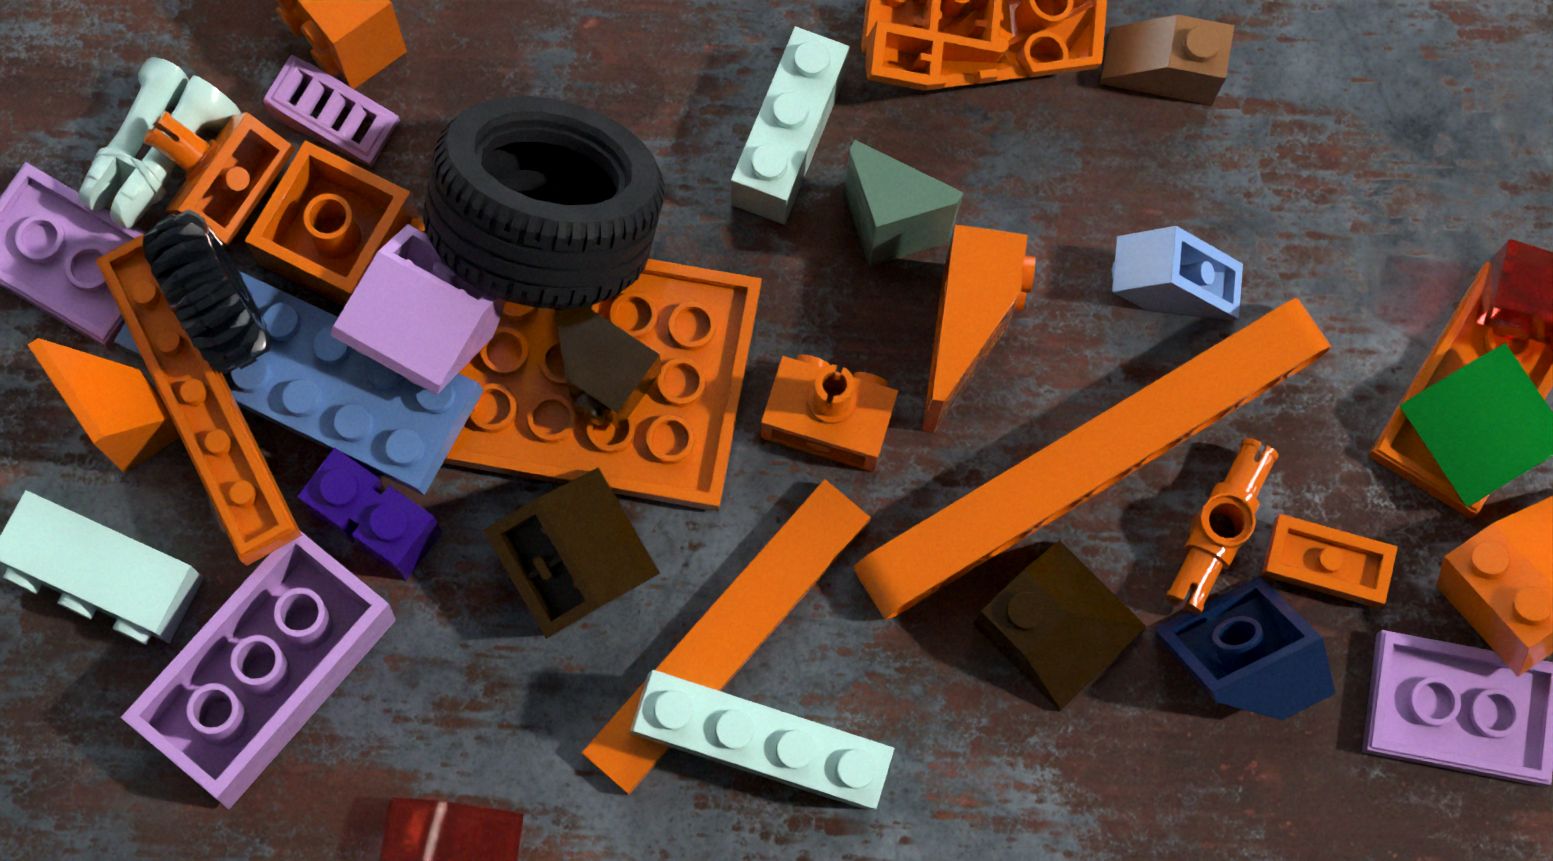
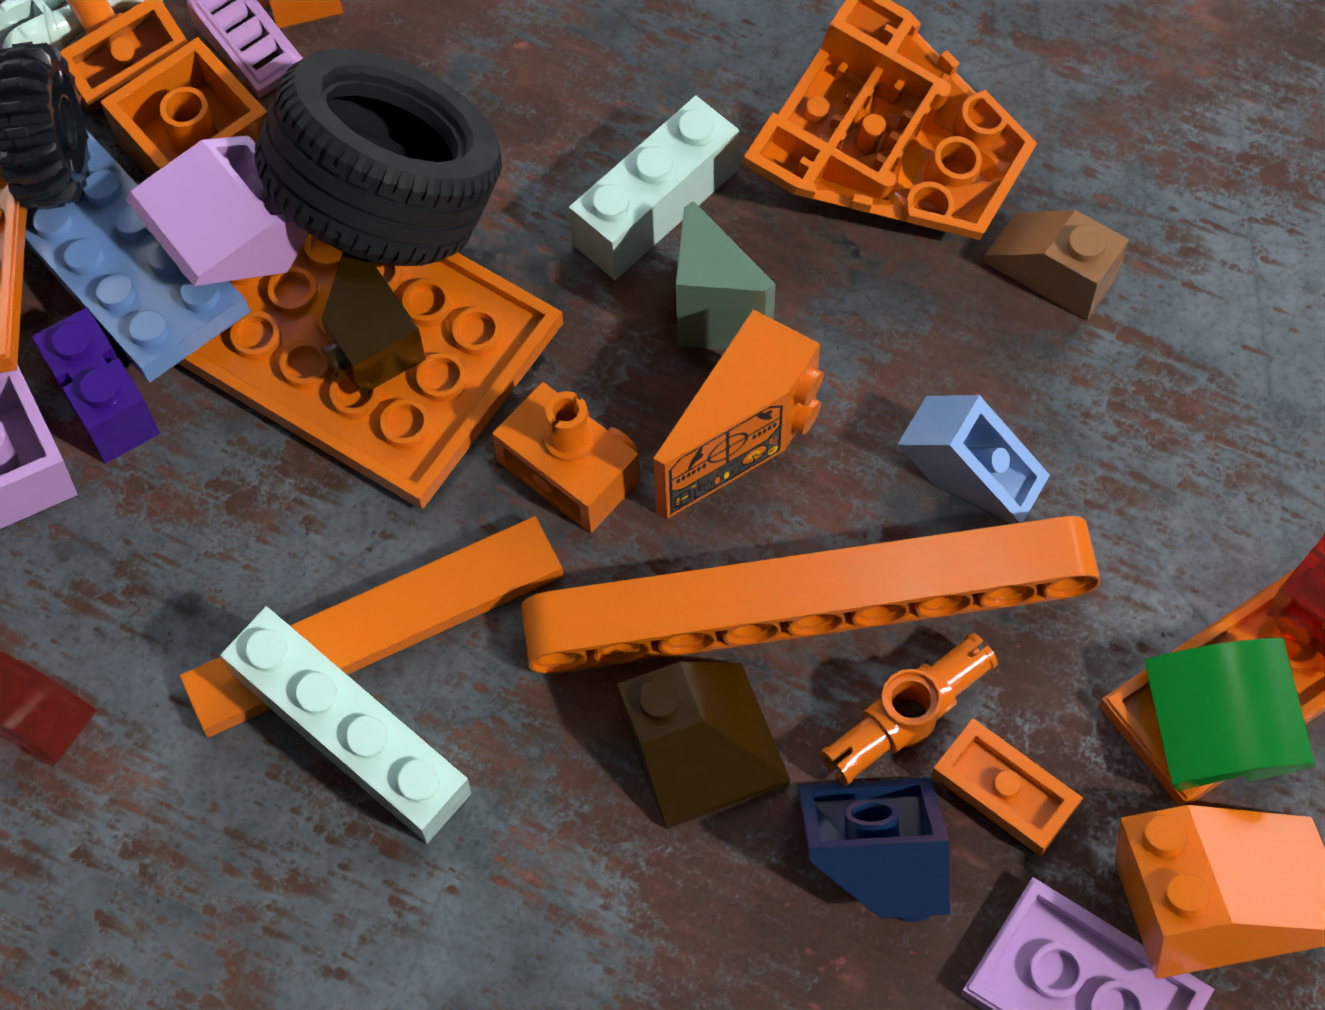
camera: 30 degrees right, 10 degrees down
(571, 552) = (255, 484): dark brown slope -> none

